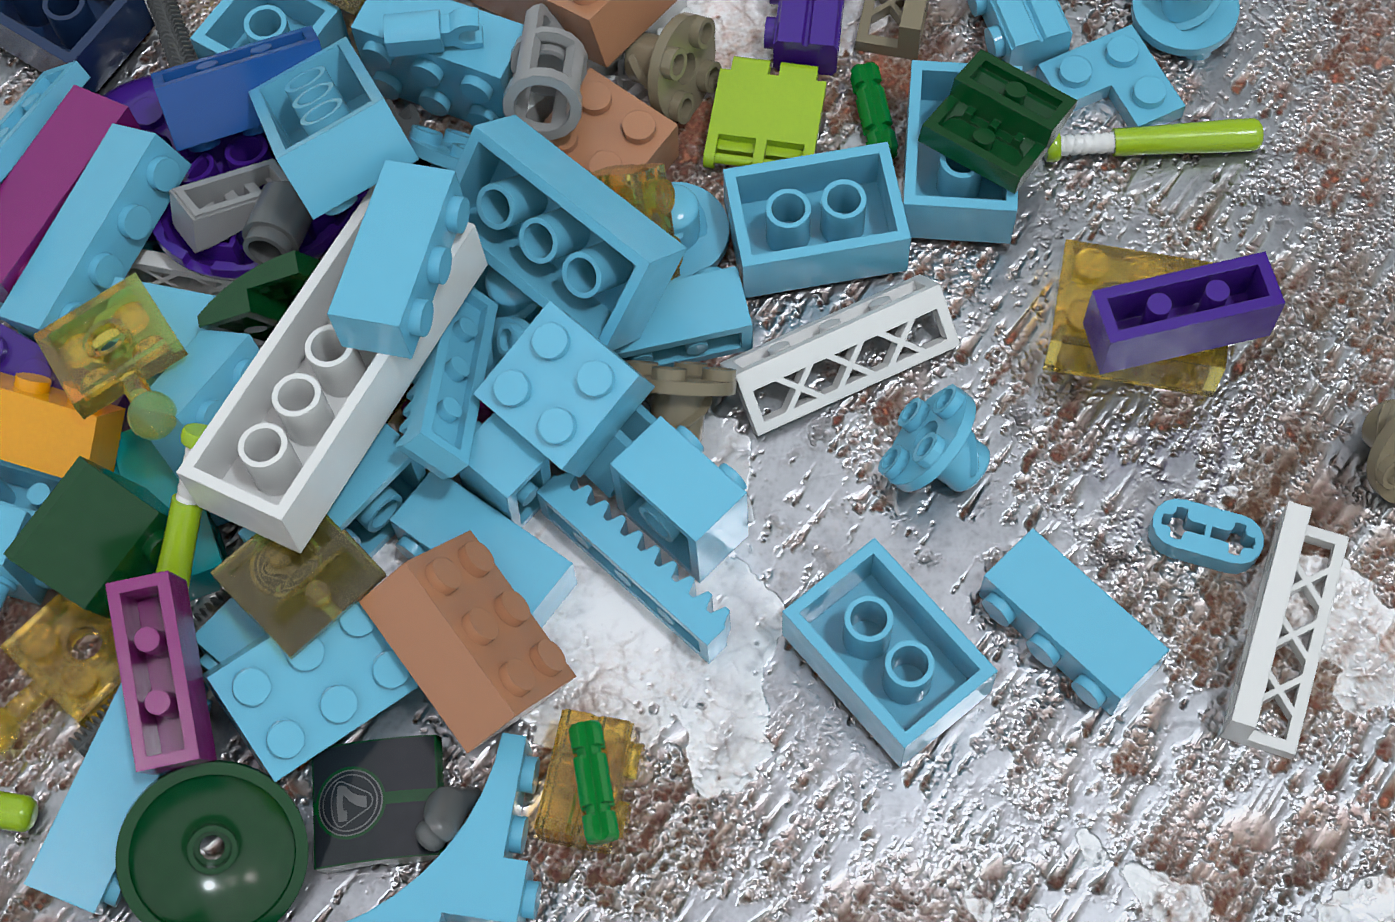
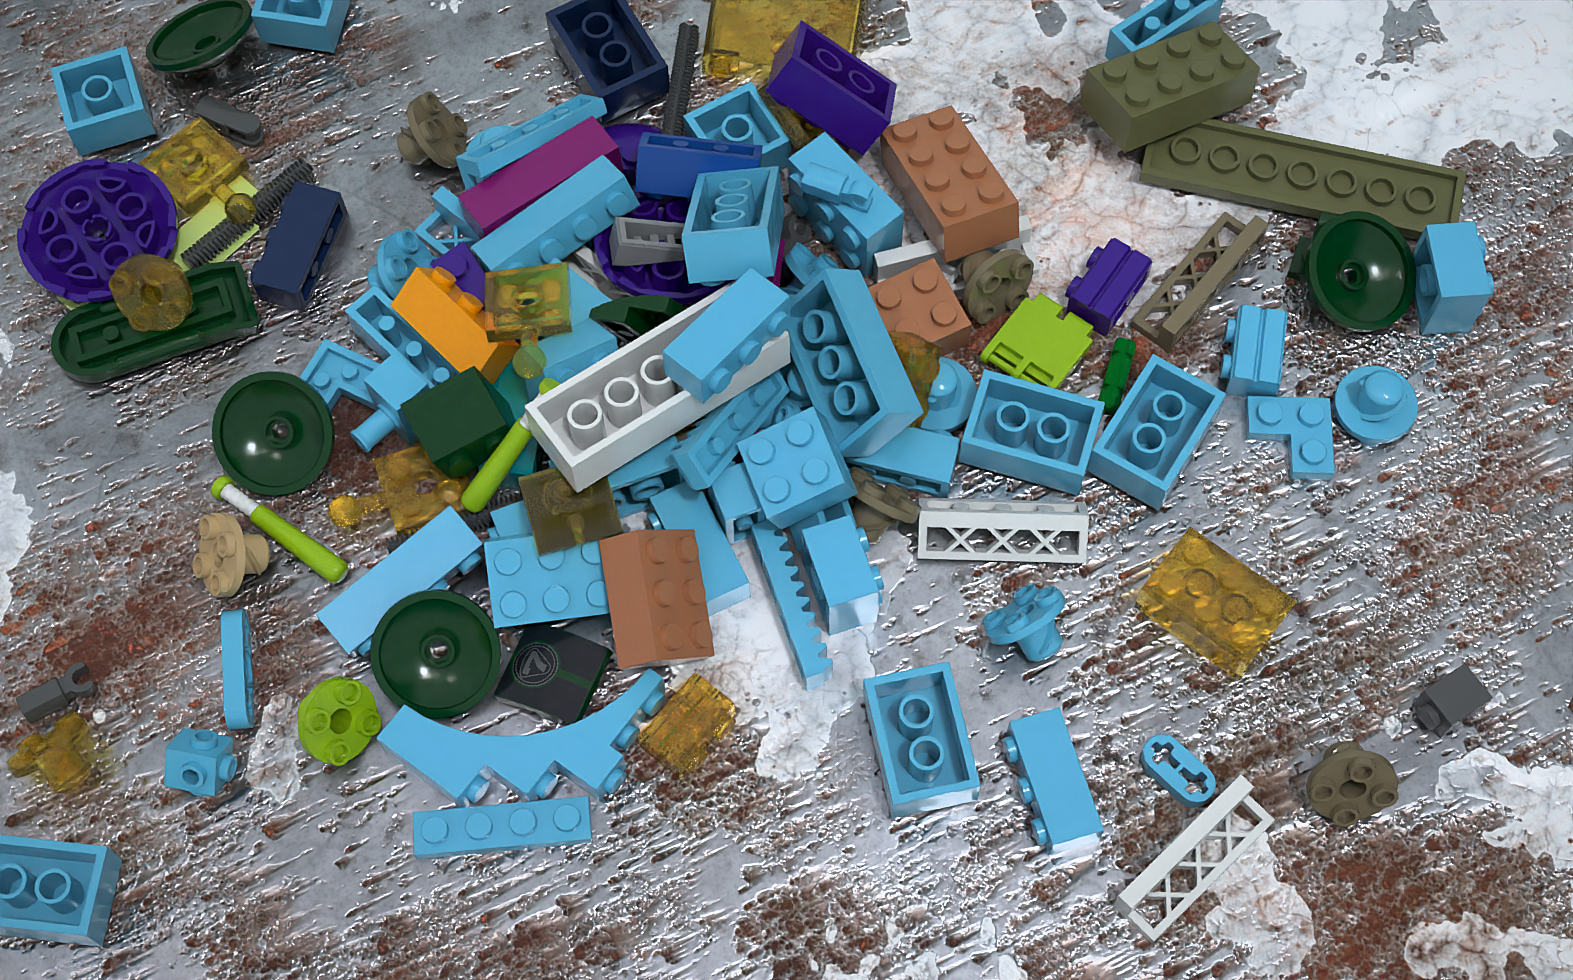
camera: 25 degrees right, 0 degrees up
(160, 672) = (457, 525): magenta brick -> none
(275, 223) = (667, 273): dark grey brick -> none
(445, 815) = (587, 701): dark grey arm -> none
(548, 64) = (903, 242): light grey piece -> none
(593, 782) = (688, 727): green axle -> none
(997, 121) = (1186, 423): dark green slope -> none
(1179, 138) = (1318, 494): lime piece -> none
(1183, 312) = (1230, 613): dark purple brick -> none

